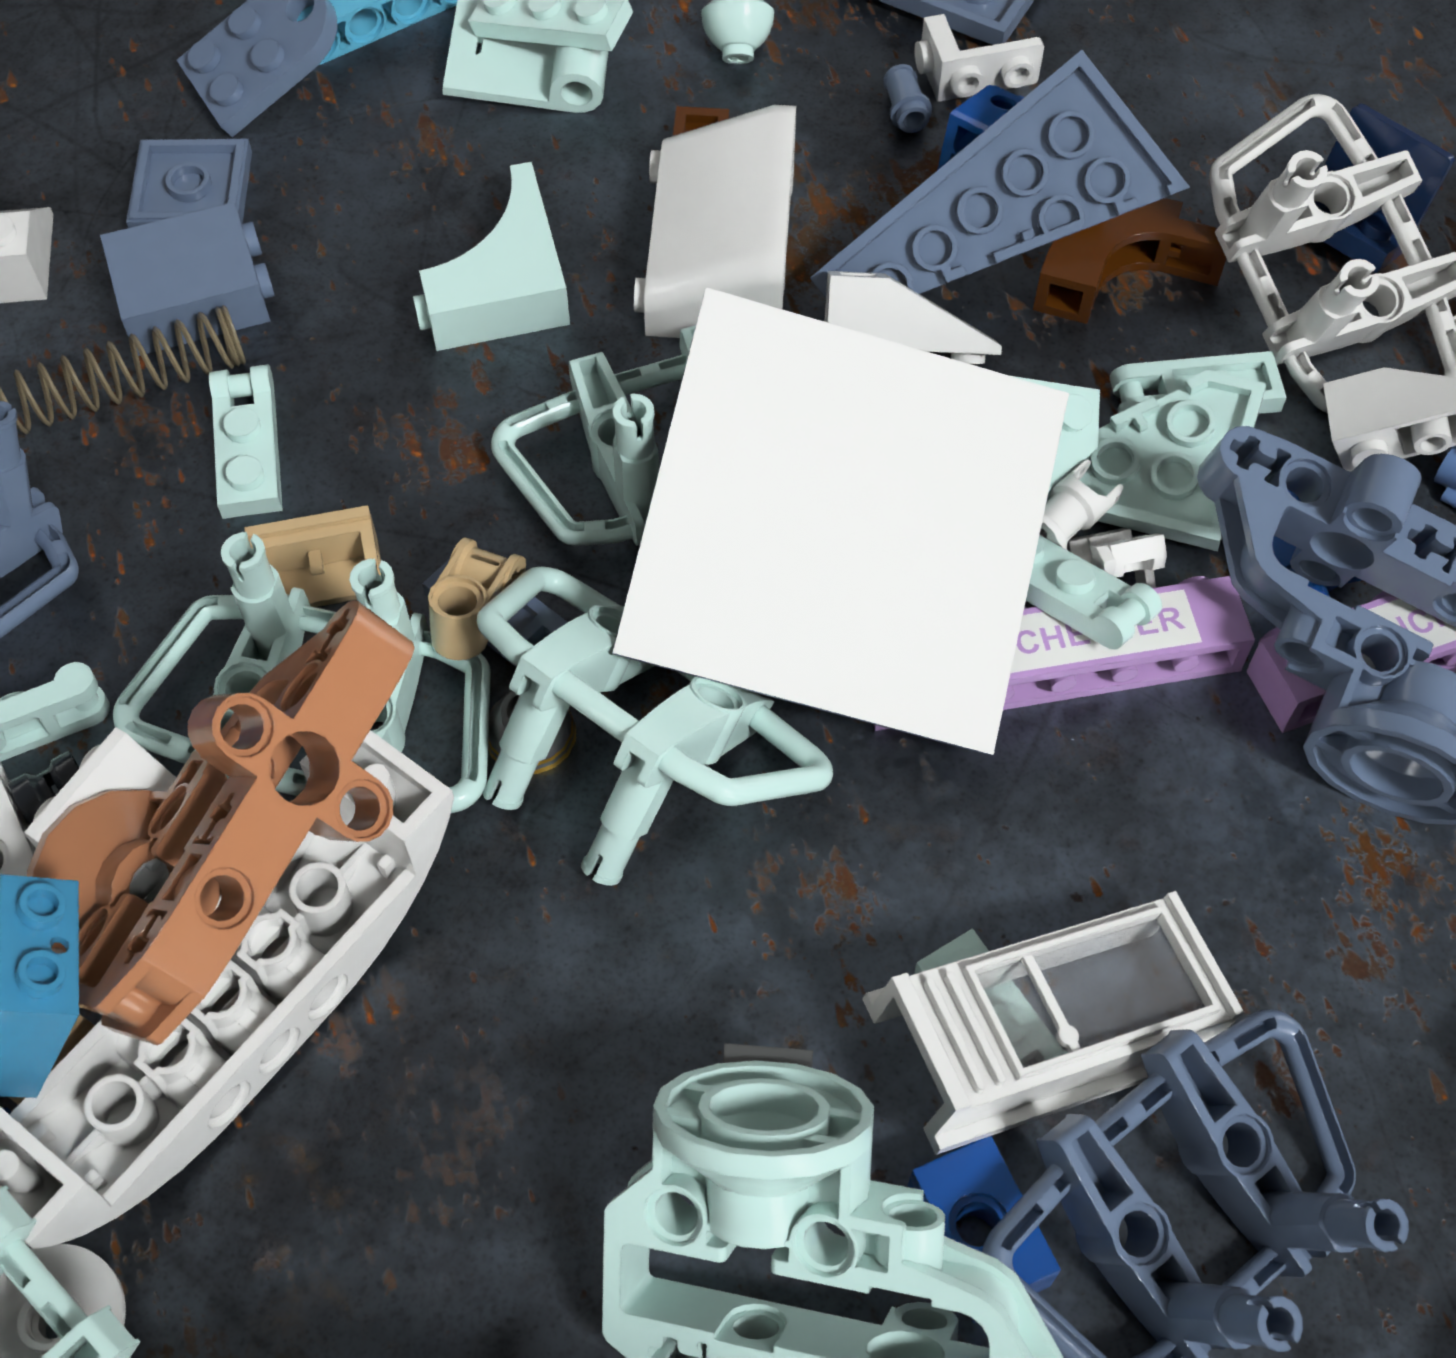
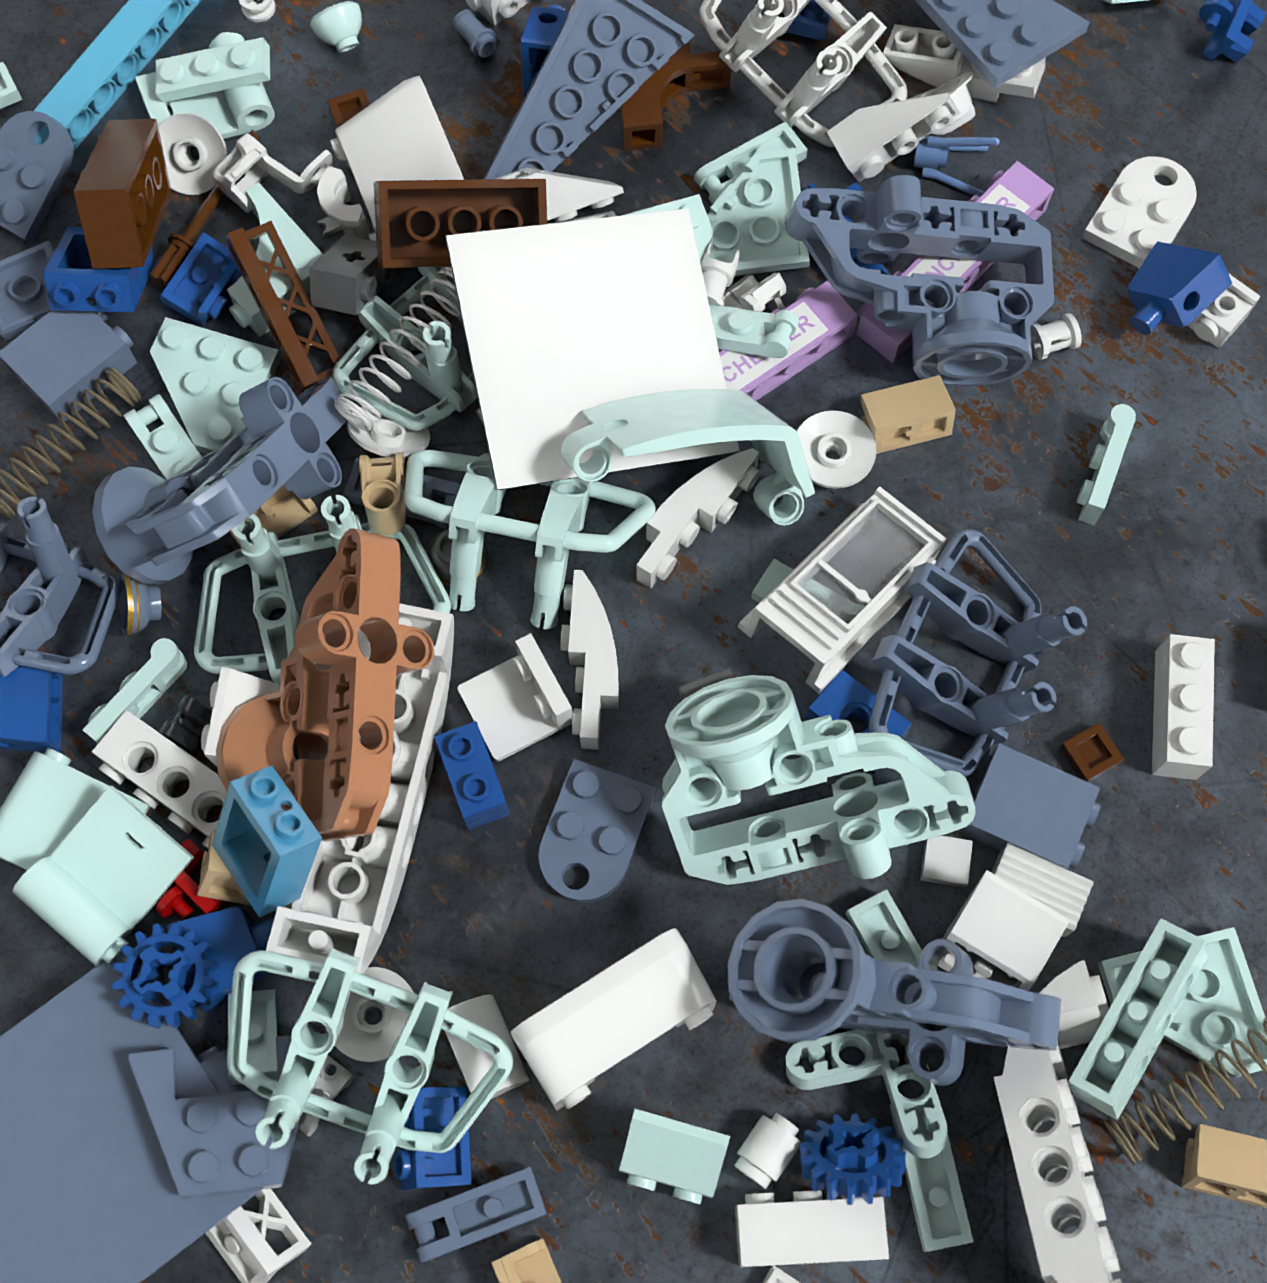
camera: 25 degrees left, 10 degrees up
(85, 609) = (137, 605): none -> sand blue piece
(153, 510) = (157, 523): none -> sand blue piece
(282, 185) = (73, 280): none -> blue window
(345, 383) = (207, 376): none -> light aqua plate
(349, 105) = (123, 193): none -> reddish brown brick
(379, 1040) = (472, 775): none -> blue brick
(391, 254) = (202, 281): none -> blue bracket
(399, 207) = (179, 245): none -> reddish brown piece
(452, 96) = (177, 137): none -> white dish
(456, 306) = (271, 305): none -> reddish brown fence
(483, 476) = (344, 405): none -> white piece
(499, 965) = (517, 701): none -> white bracket
(513, 1202) = (595, 829): none -> sand blue plate
(514, 527) = (389, 437): none -> white dish
(548, 151) = (252, 159): none -> white piece
(582, 313) = (348, 276): none -> dark grey brick
(619, 228) = (333, 195): none -> white piece
(646, 933) = (590, 645): none -> white slope
(698, 249) = (419, 214): none -> reddish brown brick
(908, 800) = (699, 502): none -> white slope
(940, 671) = (695, 418): none -> light aqua panel
(1141, 788) = (841, 434): none -> white dish
(1269, 810) = (908, 413): none -> tan hinge

